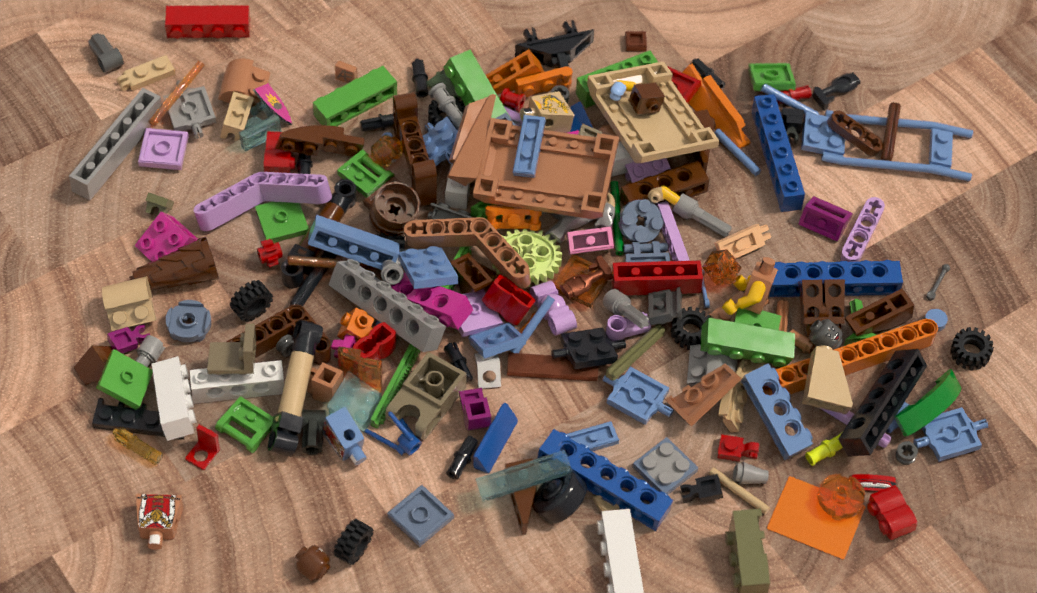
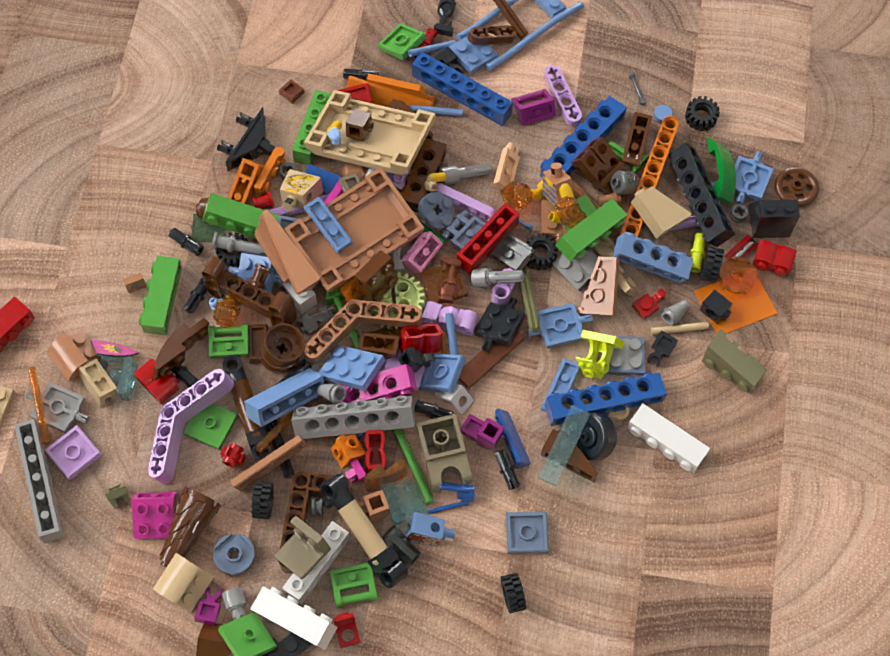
camera: 45 degrees left, 10 degrees up
(288, 279) = (268, 463): none -> nougat tile
(312, 562) = (502, 632): reddish brown head -> none
(443, 137) = (259, 275): none -> reddish brown bush
(482, 307) = (414, 359): none -> black piece
(524, 220) = (376, 277): none -> reddish brown piece
(641, 444) = (598, 344): none -> neon yellow tile
(745, 298) = (569, 211): none -> clear orange brick
(789, 501) = (716, 307): none -> black brick
(825, 463) = (712, 264): none -> black tyre
(927, 478) = (773, 218): none -> black slope
(989, 497) = (793, 172): none -> reddish brown plate

